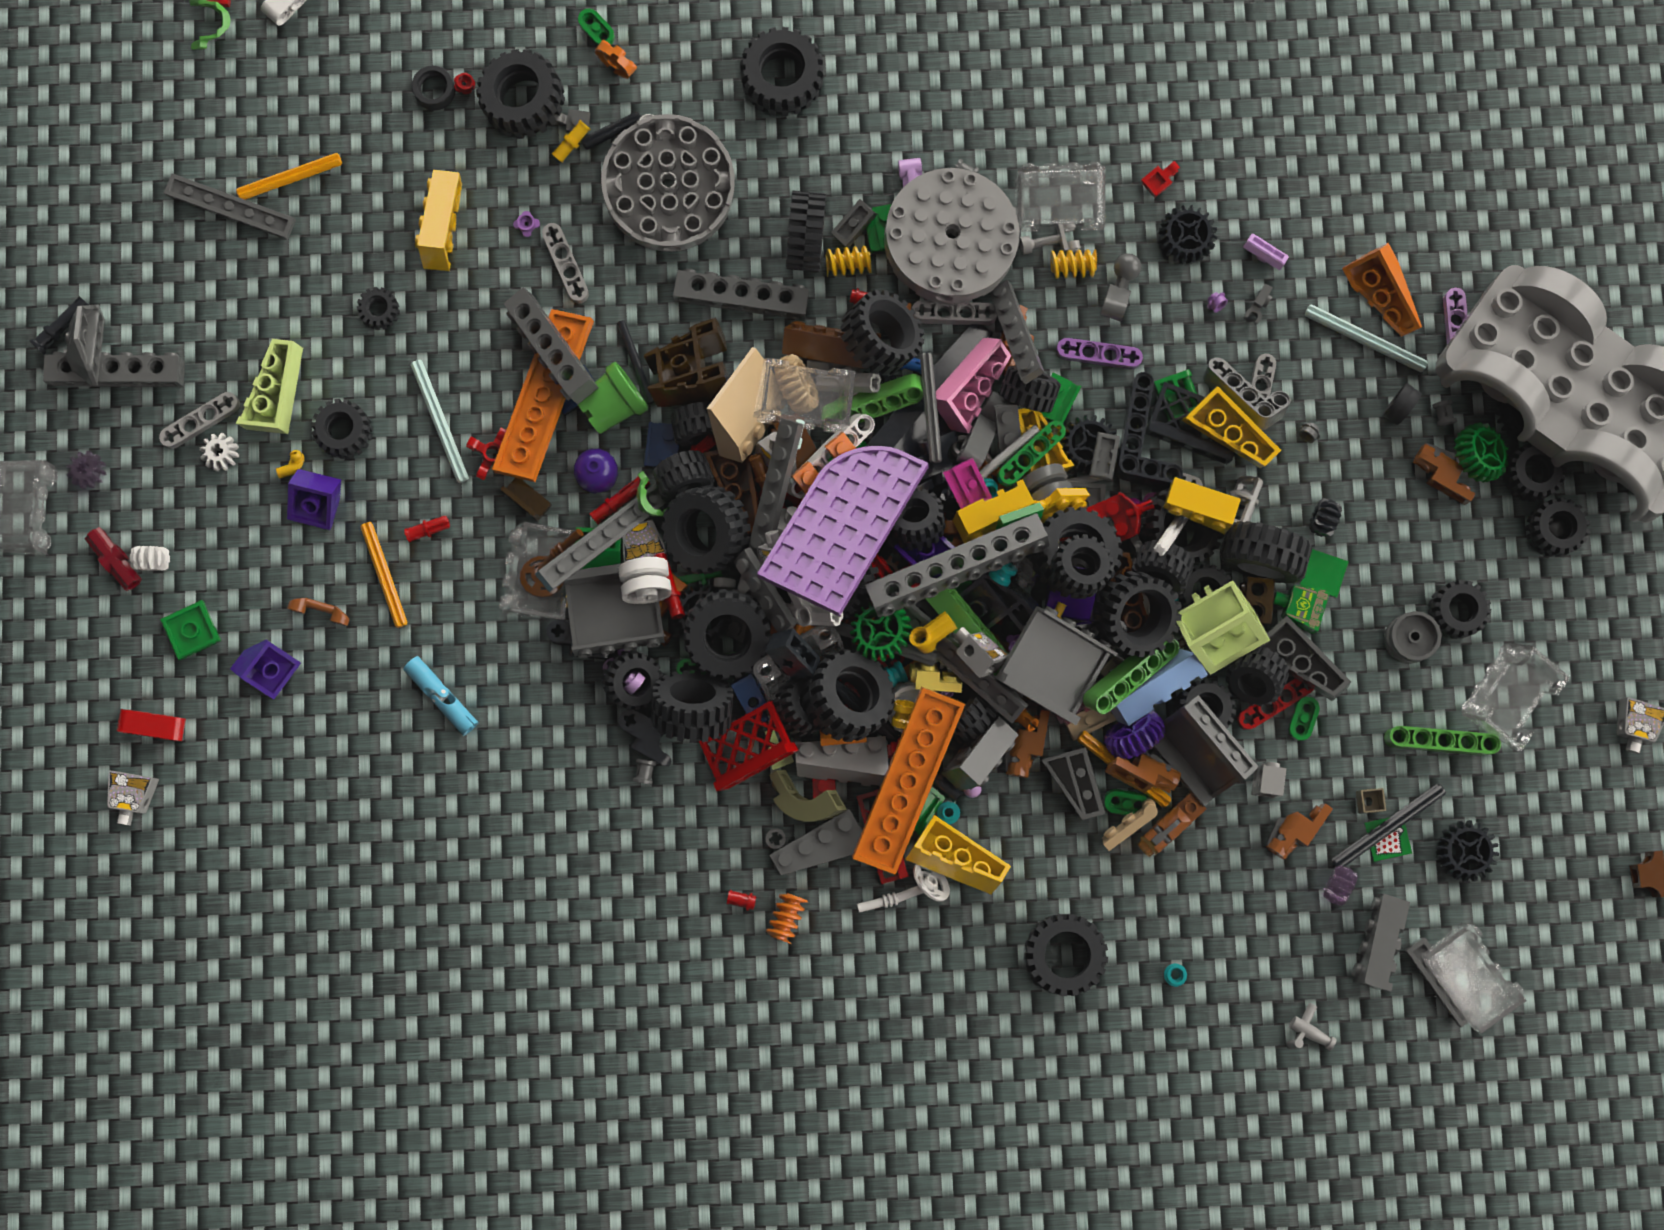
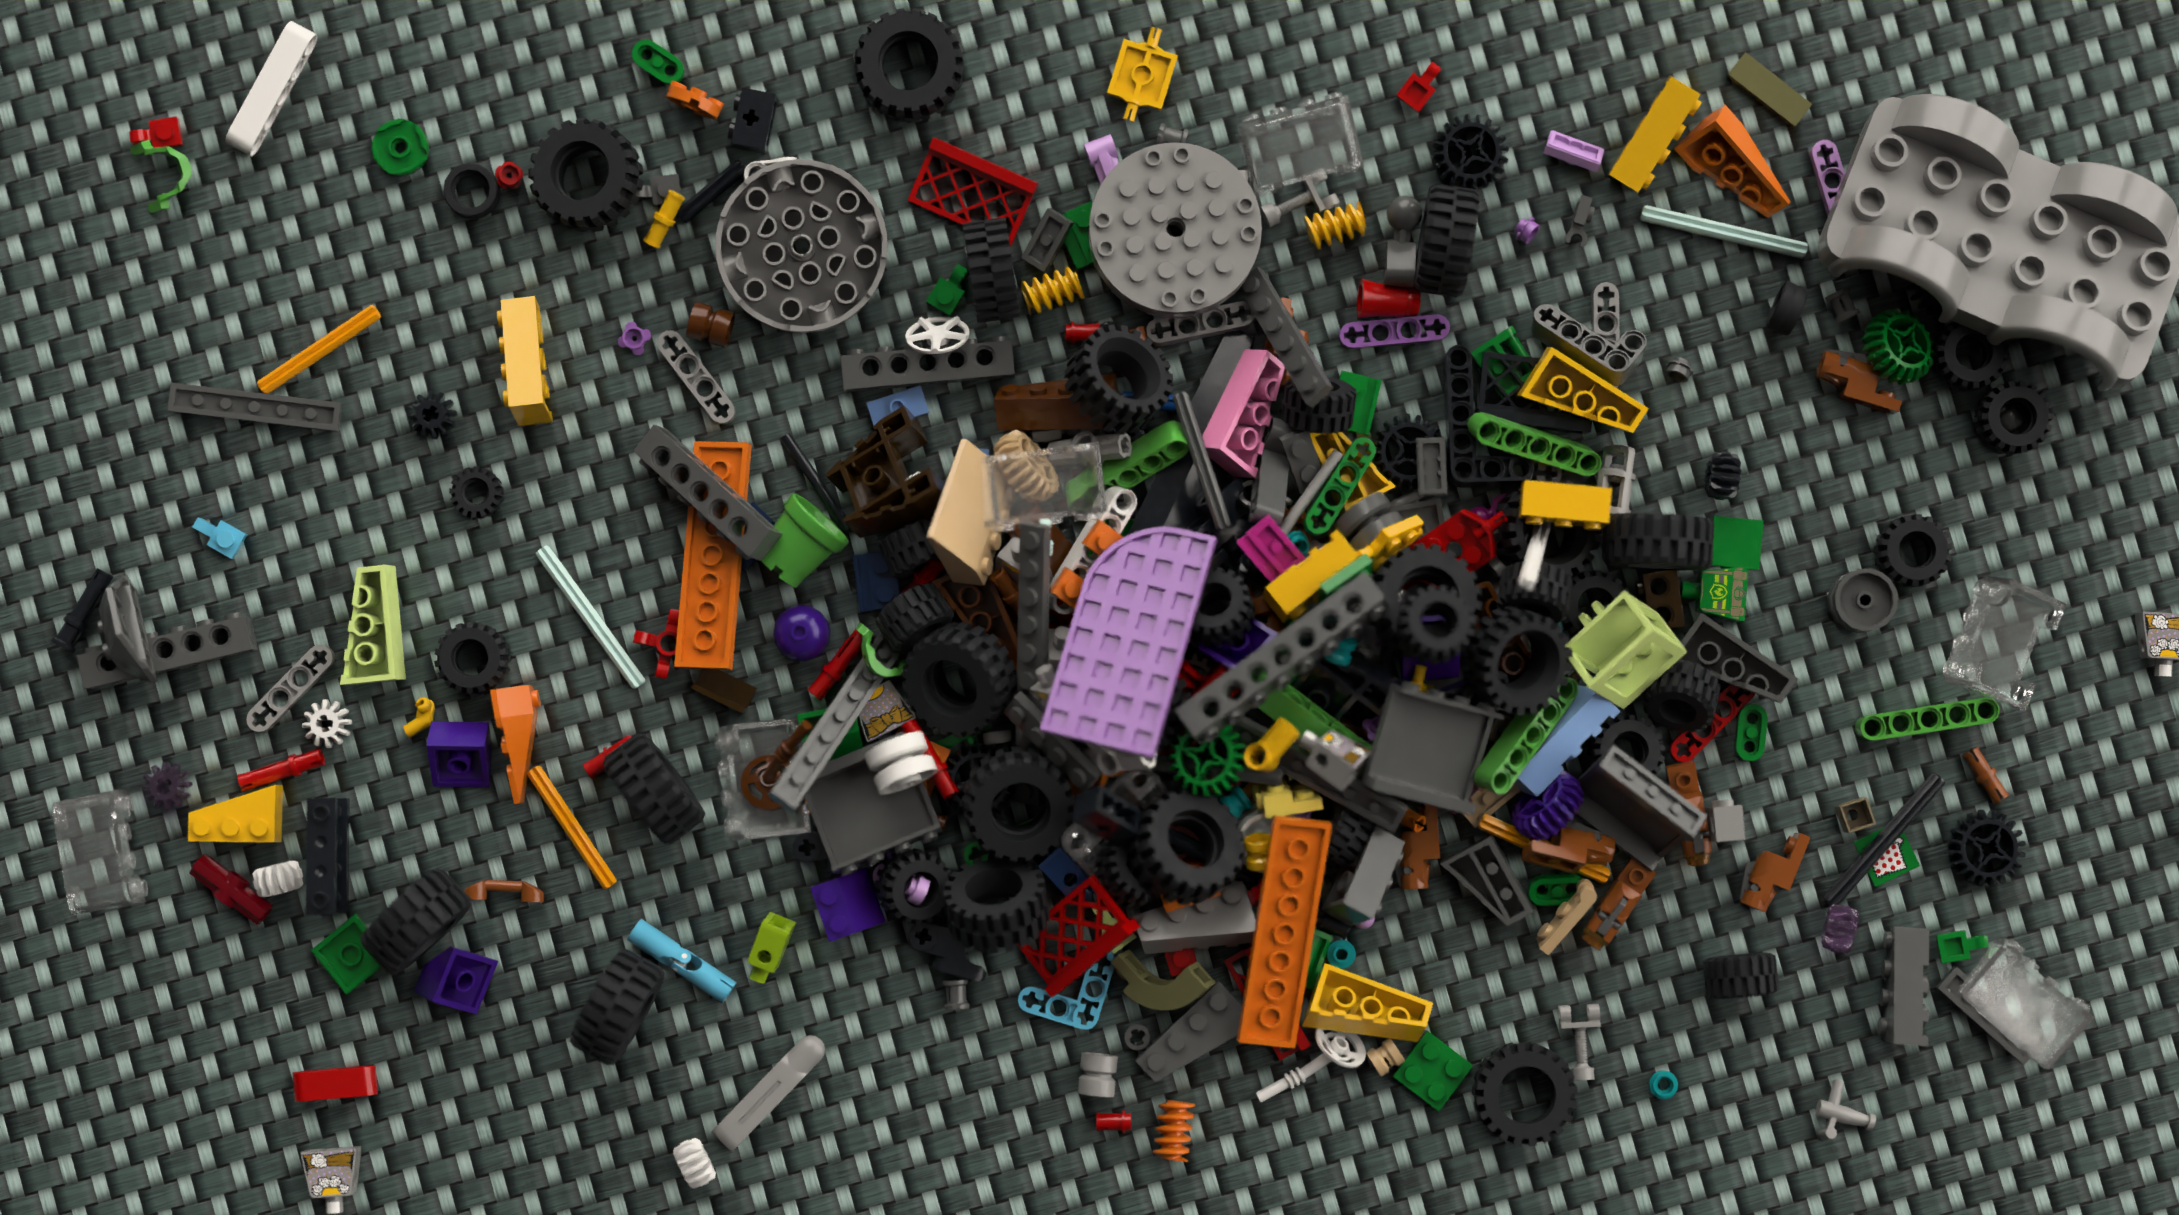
camera: 10 degrees left, 5 degrees up
(134, 507) = (240, 819): none -> yellow wedge
(179, 296) = (223, 538): none -> medium azure plate
(184, 478) = (292, 766): none -> red pin
(191, 548) = (327, 856): none -> black fence
(243, 612) = (415, 921): none -> black tyre
(360, 235) = (435, 424): none -> black gear
(364, 481) = (517, 716): none -> orange wedge
(379, 715) = (617, 1007): none -> black tyre
(389, 34) = (387, 140): none -> green plate
(409, 852) = (694, 1163): none -> white gear
(451, 555) = (653, 788): none -> black tyre
(481, 812) = (770, 1091): none -> light grey piece
(515, 692) = (774, 938): none -> lime torso
(578, 683) = (848, 904): none -> dark purple slope
(588, 227) = (714, 325): none -> reddish brown wheel
(656, 97) = (758, 136): none -> black brick
(723, 316) = (911, 398): none -> medium blue plate
(732, 803) = (1073, 1006): none -> medium azure beam
(738, 859) = (1097, 1074): none -> light grey wheel
(754, 273) = (937, 335): none -> white wheel
(769, 246) = (946, 294): none -> green plate
(813, 157) = (980, 167): none -> red fence
(954, 120) = (1142, 74): none -> yellow plate
(969, 900) = (1385, 1057): none -> tan wheel
(998, 920) = (1432, 1070): none -> green plate
(1099, 327) = (1386, 301): none -> red plant
(1114, 947) = (1582, 1070): none -> light grey bar
(1155, 289) = (1446, 240): none -> black tyre
(1178, 454) = (1525, 436): none -> bright green beam
(1244, 793) = (1684, 781): none -> dark orange plate
(1255, 902) = (1740, 975): none -> black tyre
(1330, 252) = (1655, 134): none -> yellow wedge
(1423, 242) = (1769, 90): none -> olive tile
(1427, 921) = (1956, 946): none -> green plate
(1478, 795) = (1985, 775): none -> dark orange pin

